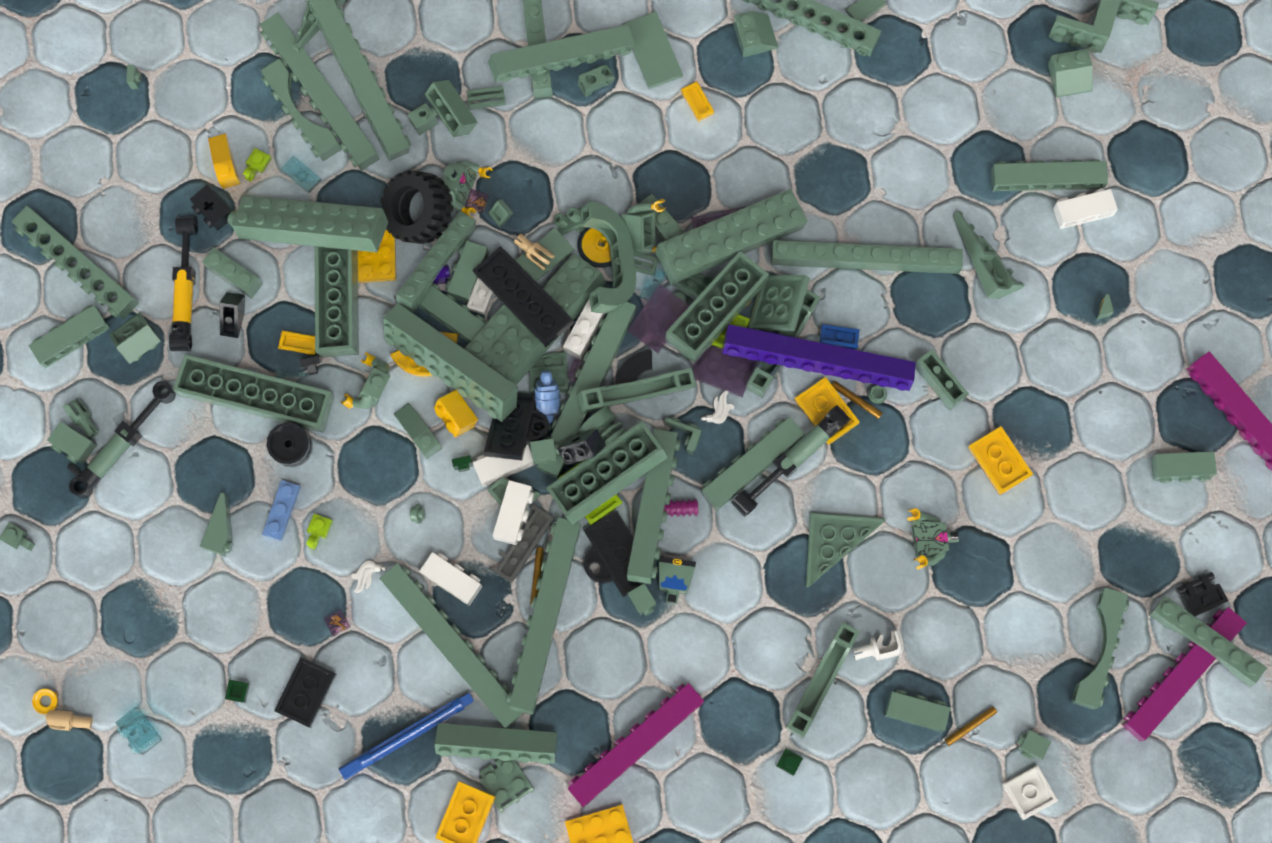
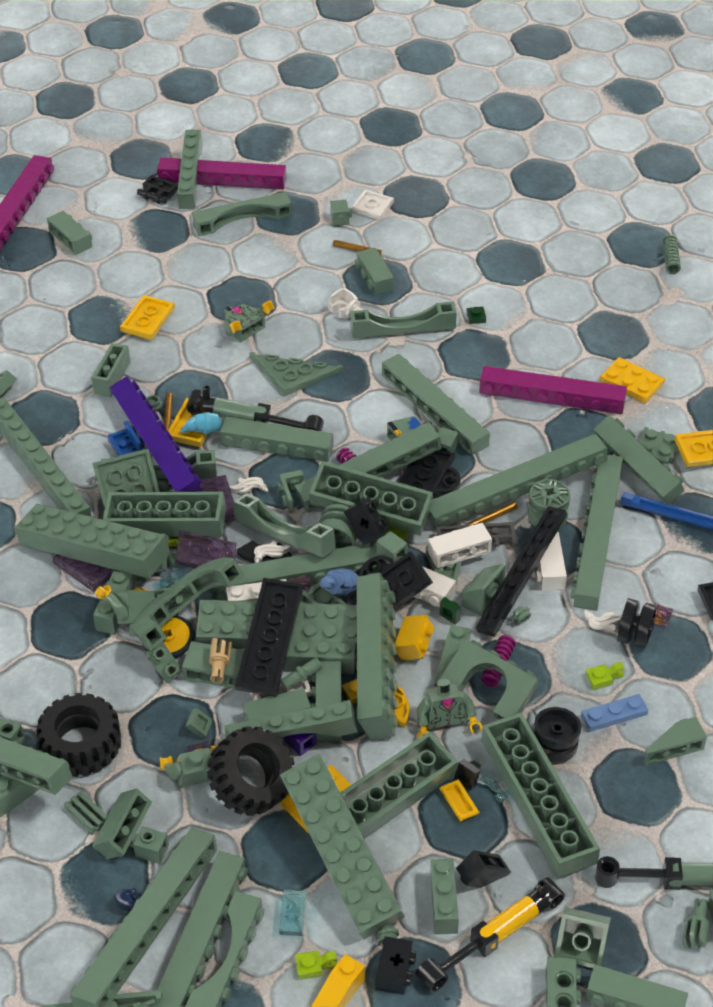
camera: 130 degrees left, 30 degrees down
(329, 586) = (633, 622): none -> black wheel
(389, 462) = (504, 648): none -> magenta piece
(390, 434) = (473, 658): none -> sand green arch
(392, 81) = (126, 898): none -> dark blue hat
(450, 542) = (521, 571): none -> black plate
(460, 500) = (483, 588): none -> sand green slope
(480, 304) = (301, 673): none -> sand green pin
(514, 625) = (545, 494): none -> sand green wheel
(549, 101) = (74, 713): none -> black tyre
(630, 370) = (271, 550): none -> white piece
(697, 628) = (435, 403): none -> sand green brick
(806, 409) = (203, 423): none -> medium azure piece

